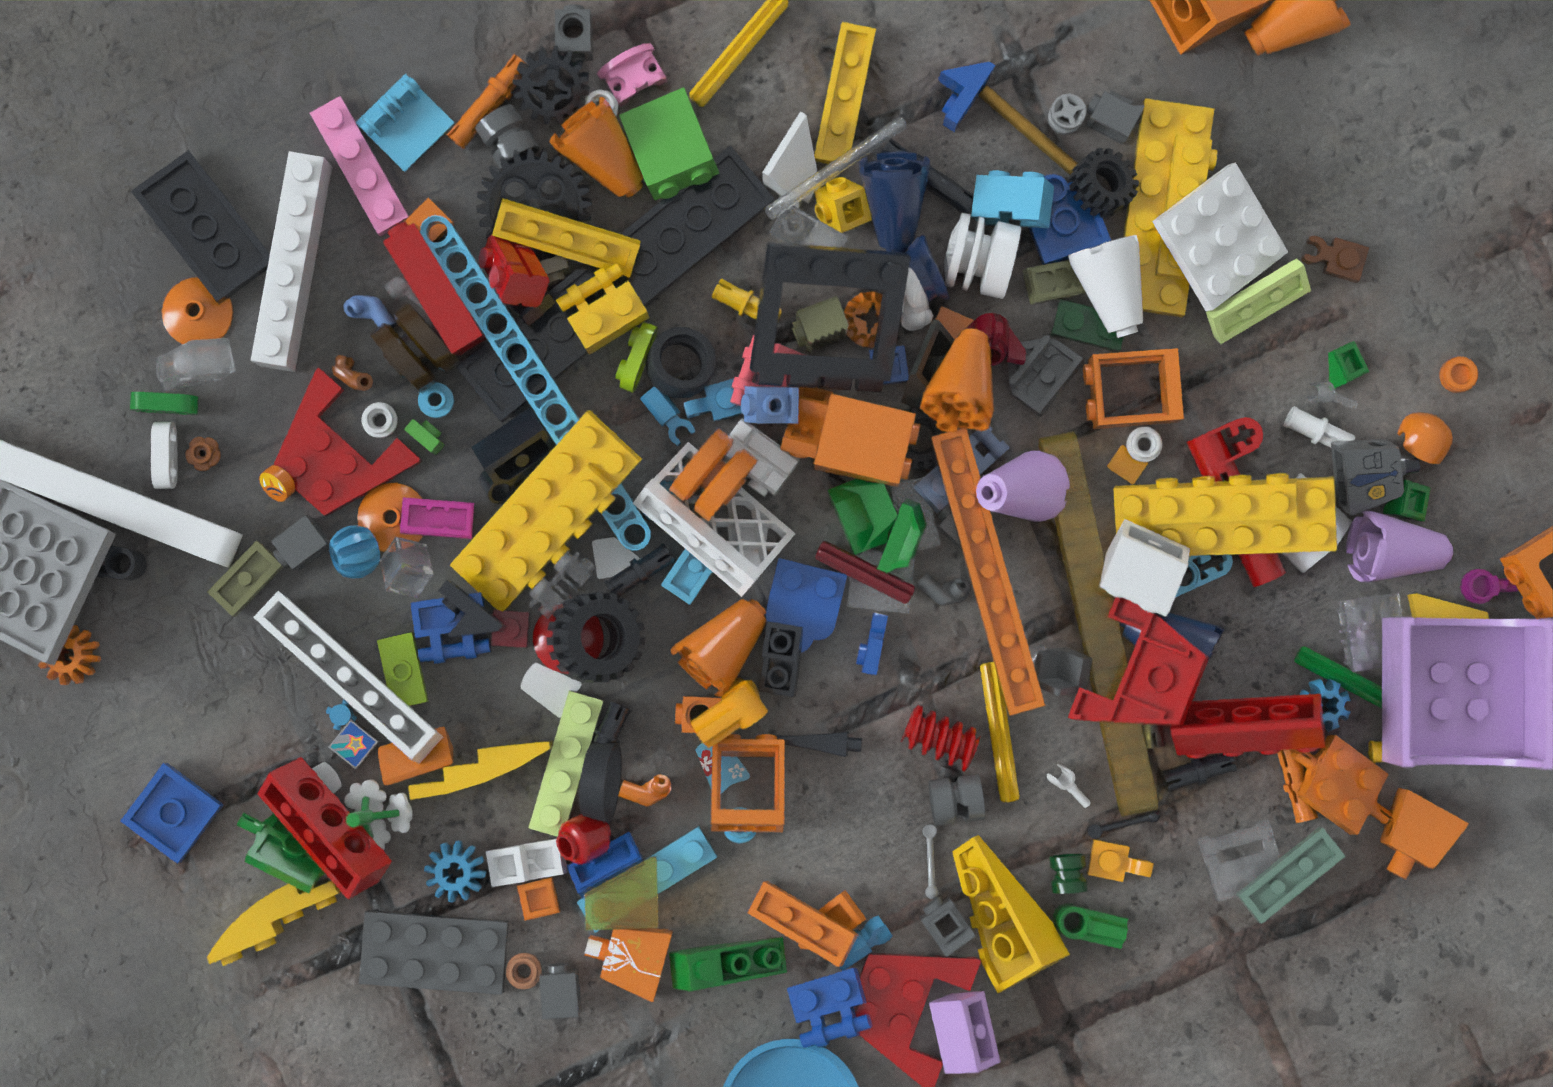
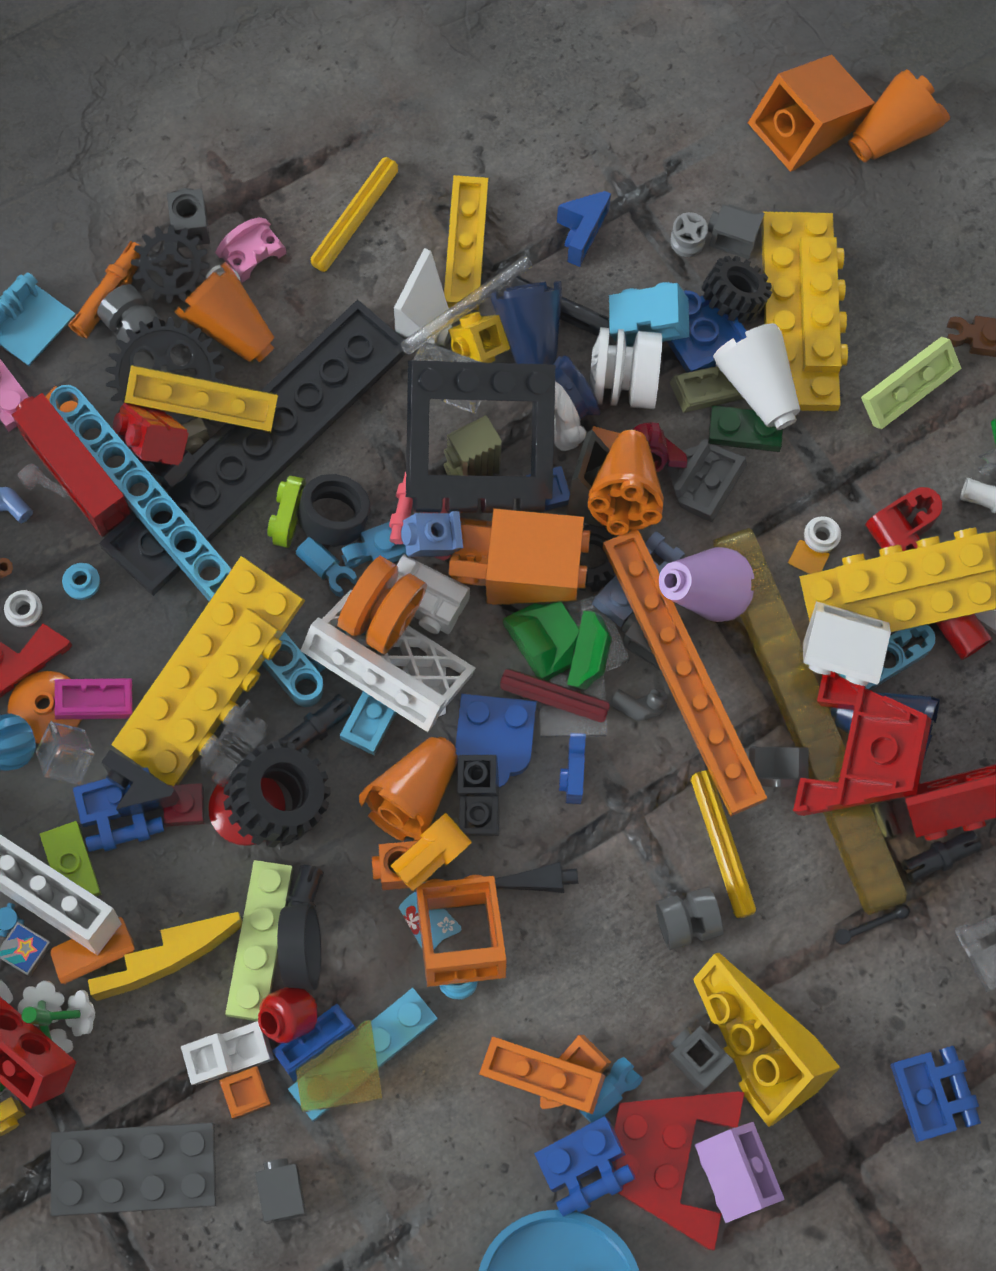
camera: 10 degrees left, 15 degrees down
(414, 348) = (54, 525): dark brown wheel -> none
(426, 435) = (73, 615): bright green plate -> none
(449, 859) = (139, 1062): dark azure gear -> none
(511, 454) = (166, 620): black hinge -> none
(515, 978) = (225, 1169): nougat plate -> none
(548, 687) = (231, 862): white sticker -> none
(606, 317) = (250, 470): yellow brick -> none
(611, 557) = (282, 717): white sticker -> none
(632, 958) = (357, 1141): orange torso -> none
(648, 793) = (353, 959): orange arm -> none
(669, 144) = (296, 303): bright green brick -> none
(726, 963) = (463, 1133): green slope -> none
(737, 298) = (383, 444): yellow axle -> none
(857, 328) = (510, 456): orange gear -> none
(929, 832) = (665, 961): light grey hinge -> none
(941, 737) = (662, 855): red piece -> none
(1028, 129) = (652, 254): pearl gold bar -> none
(1067, 783) = (804, 886): white hand -> none
(1068, 875) = (823, 986): dark green wheel -> none
(1092, 925) = (860, 1036): green piece -> none
(1112, 861) = (867, 965): light orange plate -> none
(1141, 985) = (924, 1096): none -> blue plate
(1169, 384) = (837, 468): orange window -> none
(1220, 236) = (861, 324): white plate -> none

